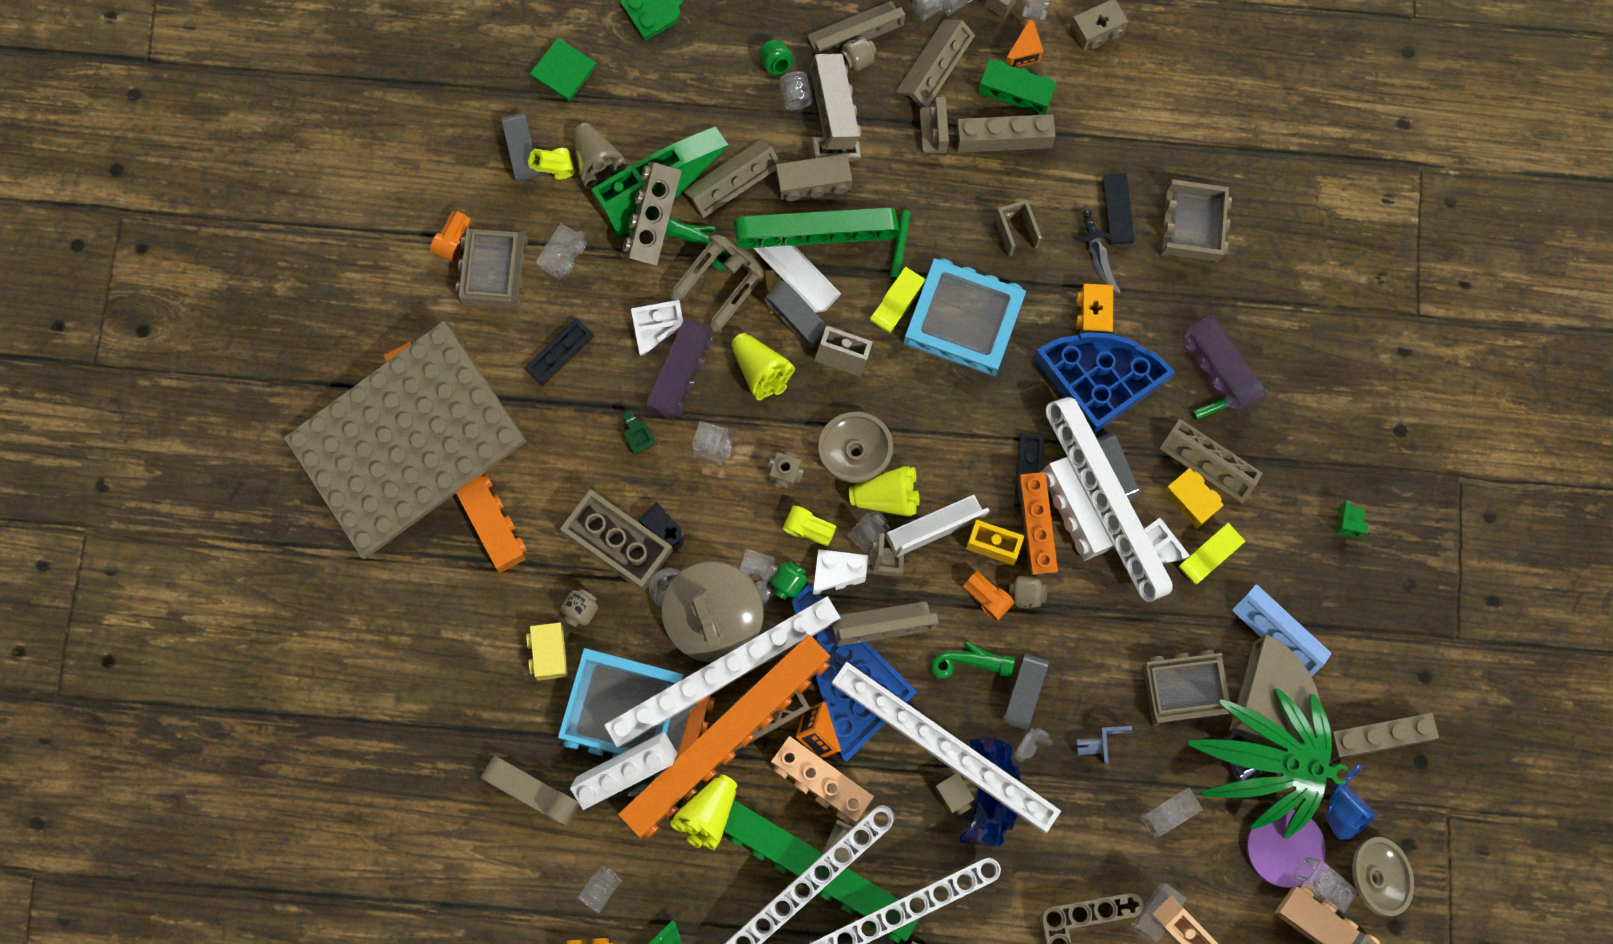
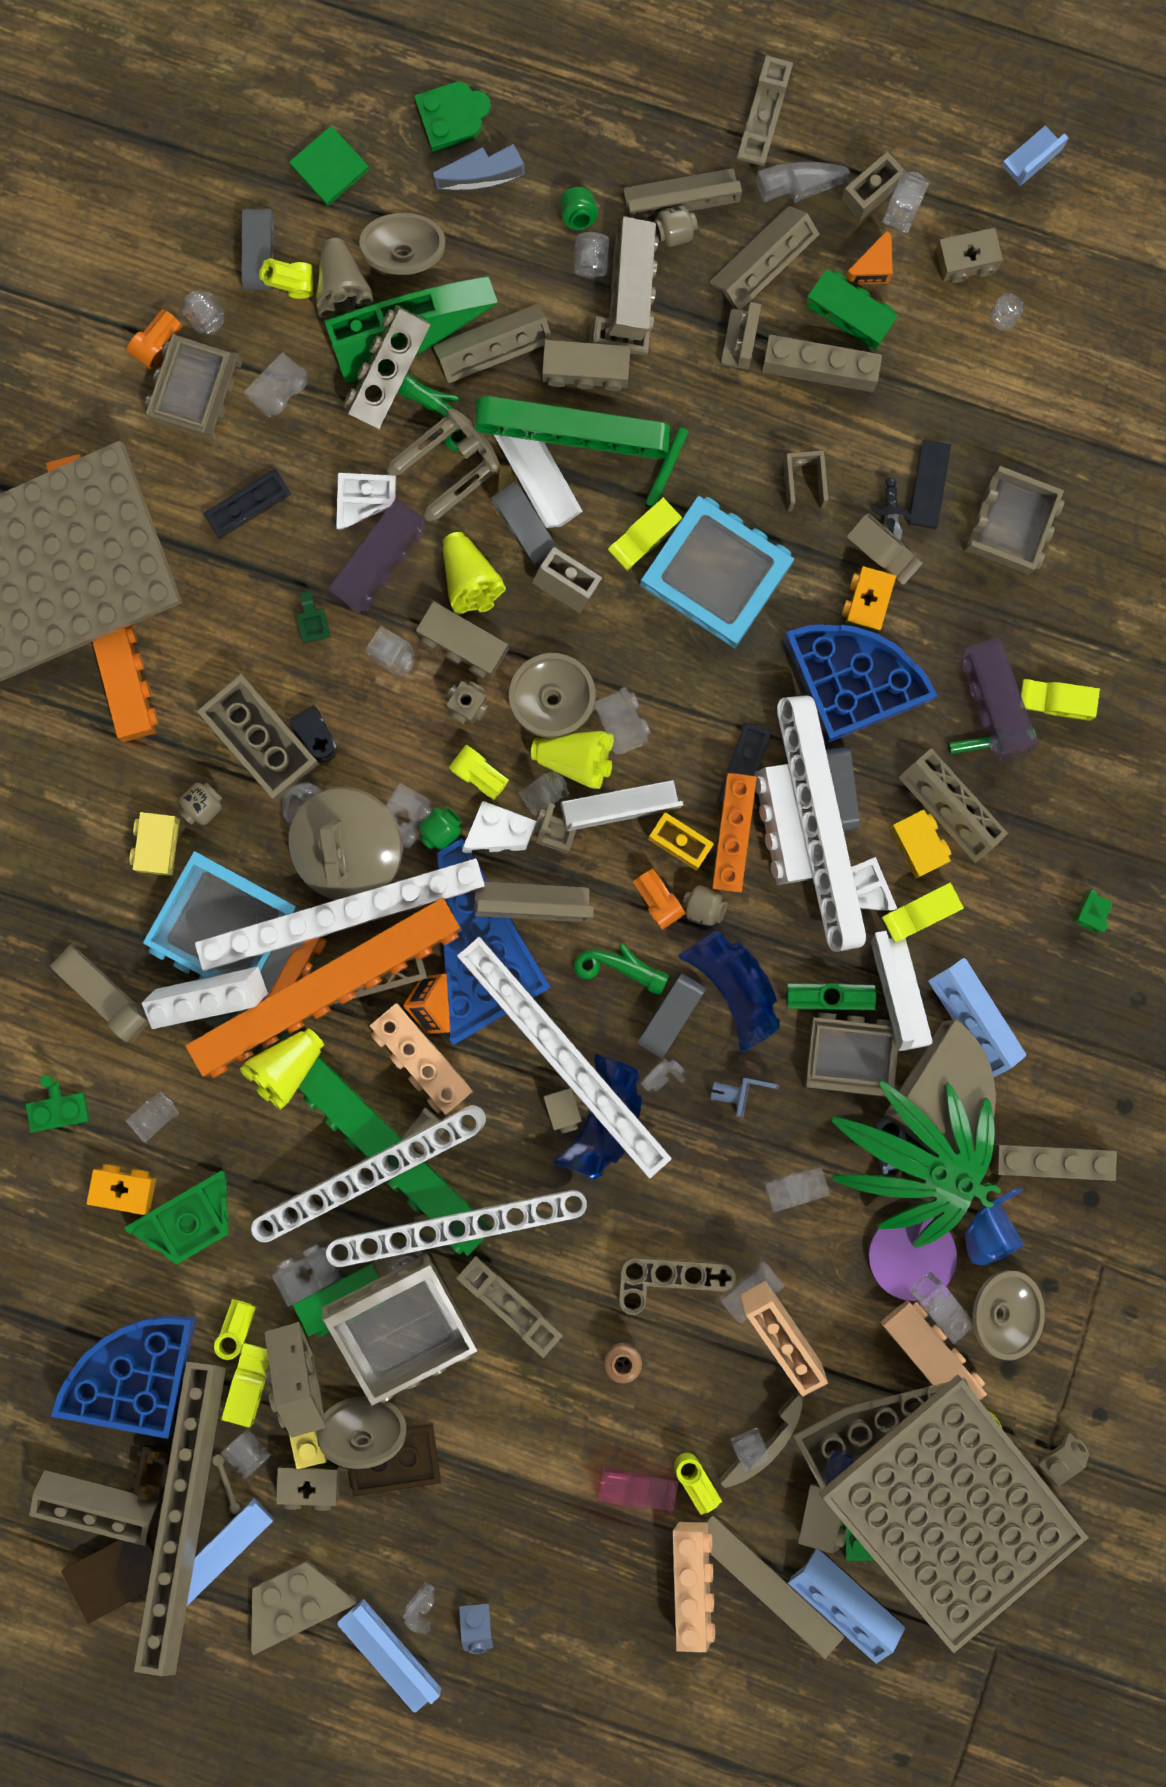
camera: 15 degrees right, 10 degrees up
(487, 205) = (203, 311): none -> clear head
(514, 903) = (56, 1110): none -> green plate
(639, 115) = (402, 243): none -> dark tan dish
(688, 45) = (480, 171): none -> sand blue slope
(767, 421) = (461, 641): none -> dark tan brick
(916, 452) = (622, 721): none -> clear bracket
(1076, 651) = (741, 984): none -> clear blue windscreen
(1097, 266) = (885, 548): none -> dark tan piece
(1146, 57) = (1010, 307): none -> clear wheel
(1170, 639) = (849, 996): none -> green piece
(1213, 624) = (901, 992): none -> white panel
(1275, 353) = (1060, 699): none -> neon yellow piece

